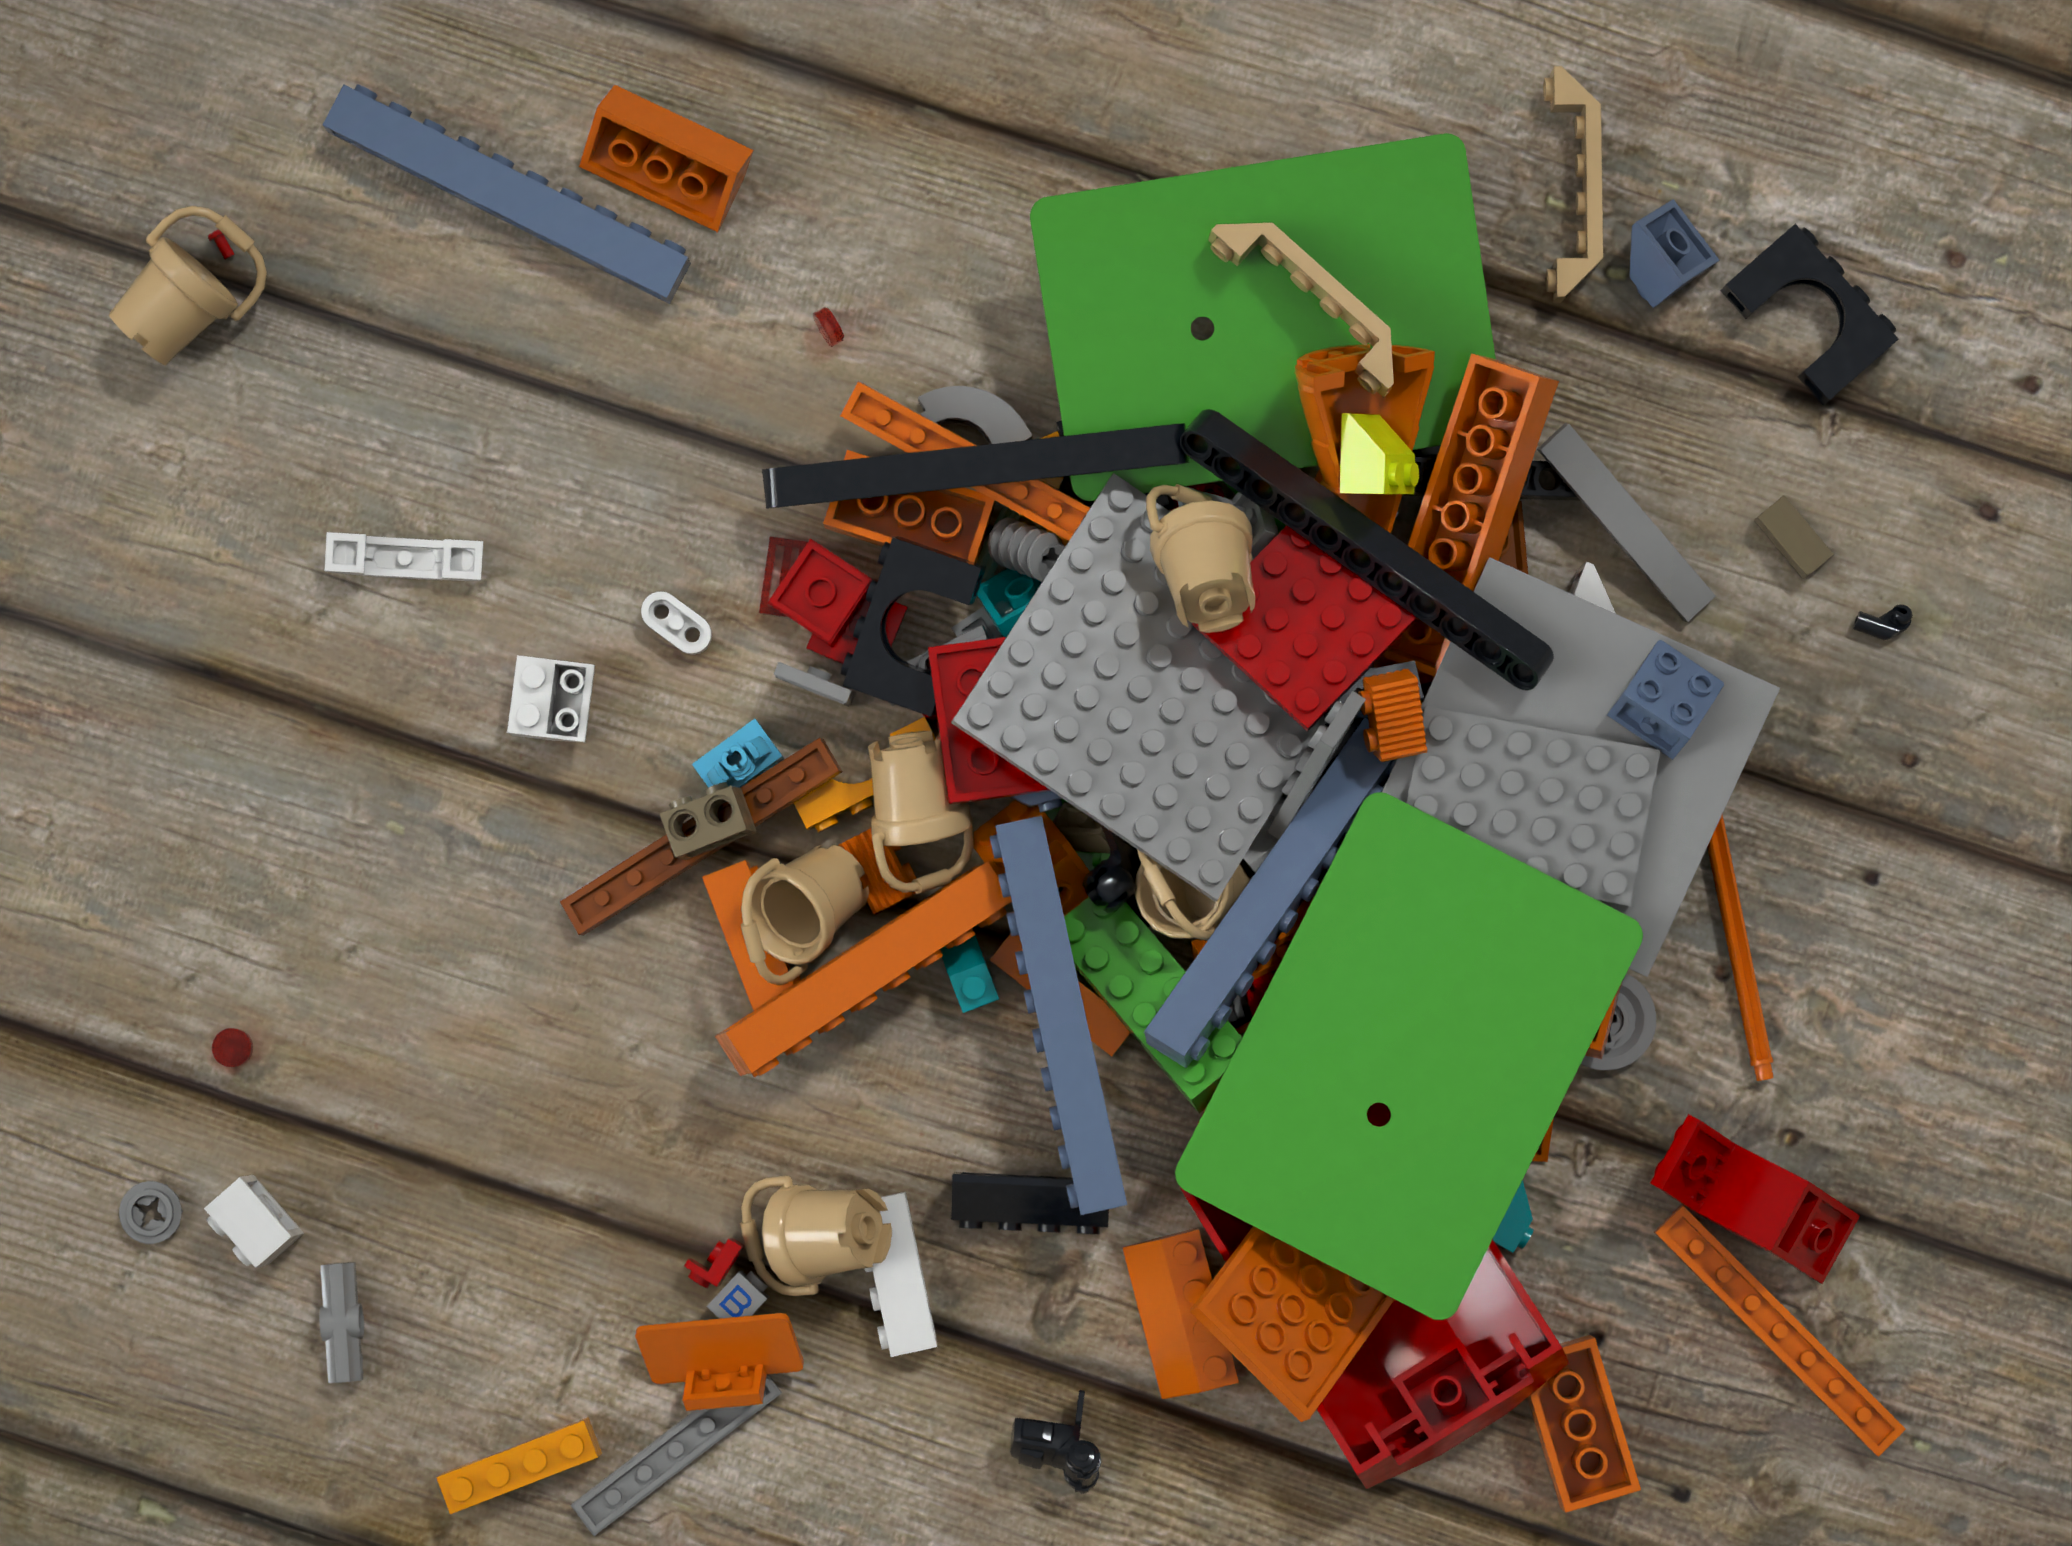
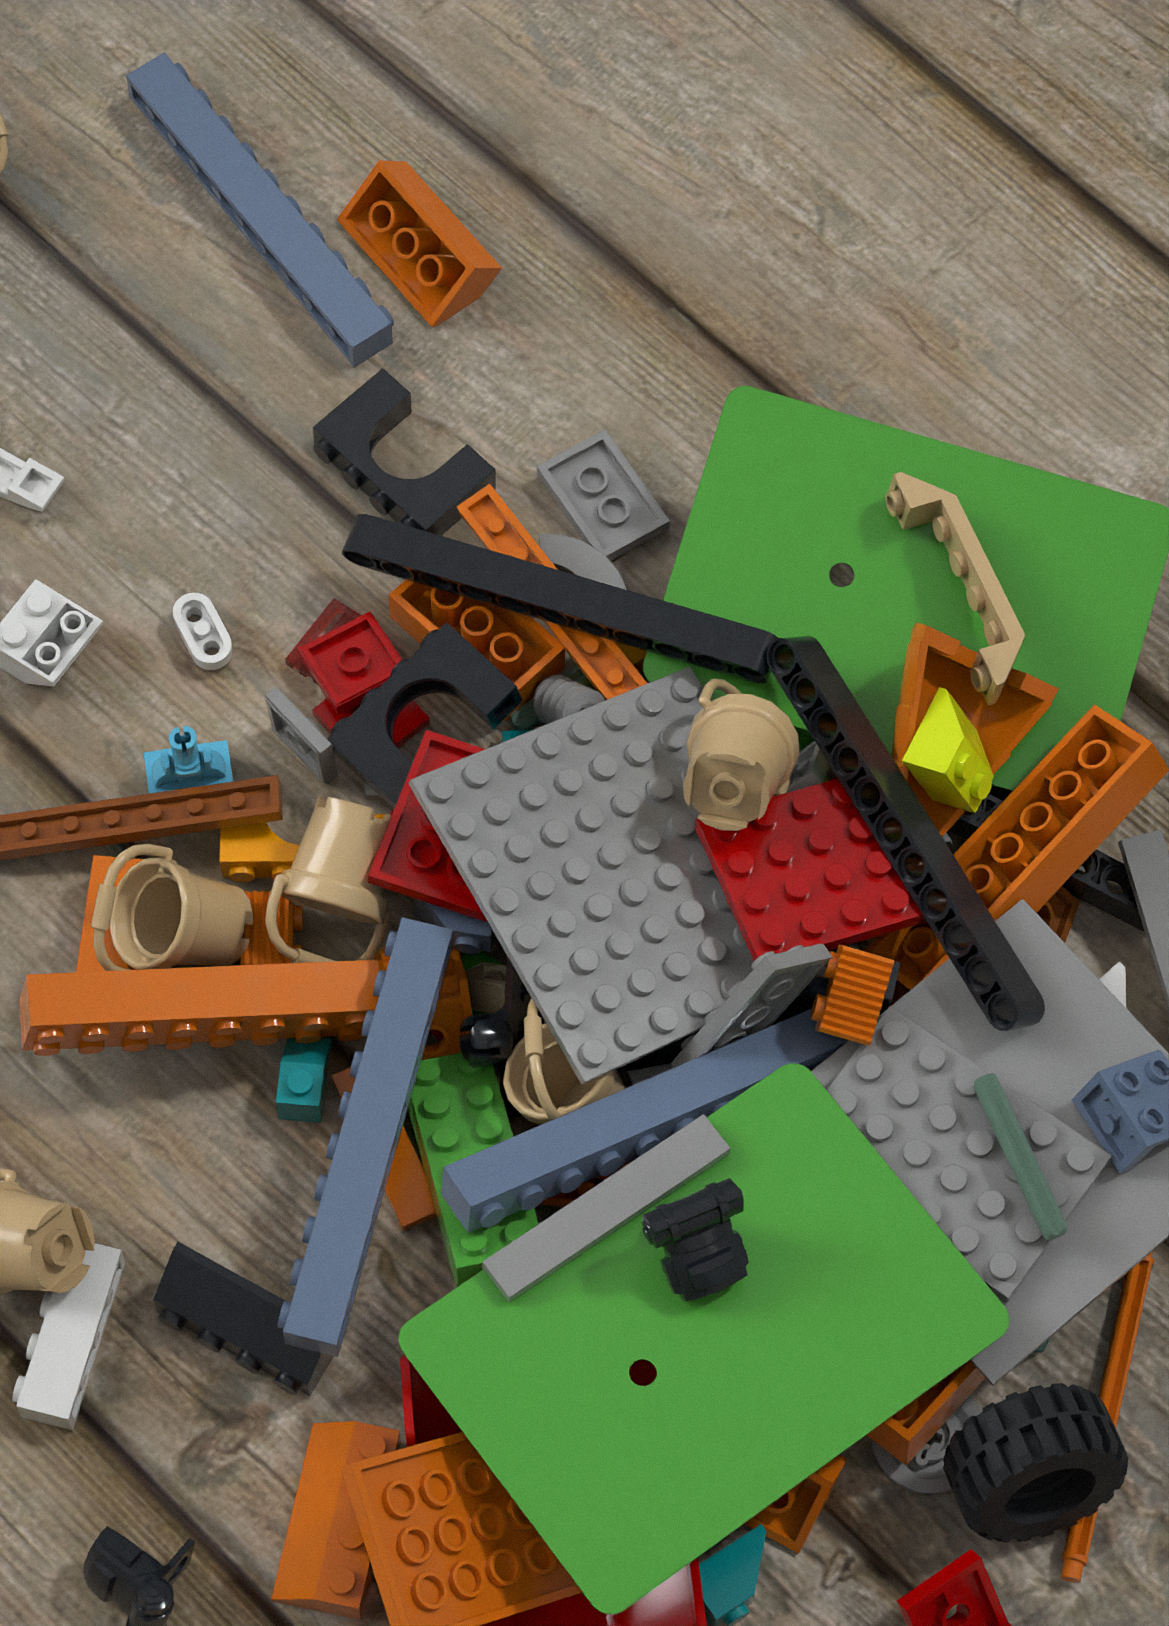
camera: 20 degrees right, 20 degrees down
(709, 830) = (125, 809): dark tan brick -> none
(801, 415) = (356, 427): none -> black arch
(828, 326) = (489, 443): clear red tile -> none
(950, 327) = (603, 496): none -> light grey plate
(1285, 995) = (605, 1208): none -> light grey tile
(1376, 996) = (699, 1240): none -> black piece
(1590, 790) = (1020, 1157): none -> sand green axle
(1705, 1017) = (1035, 1462): none -> black tyre

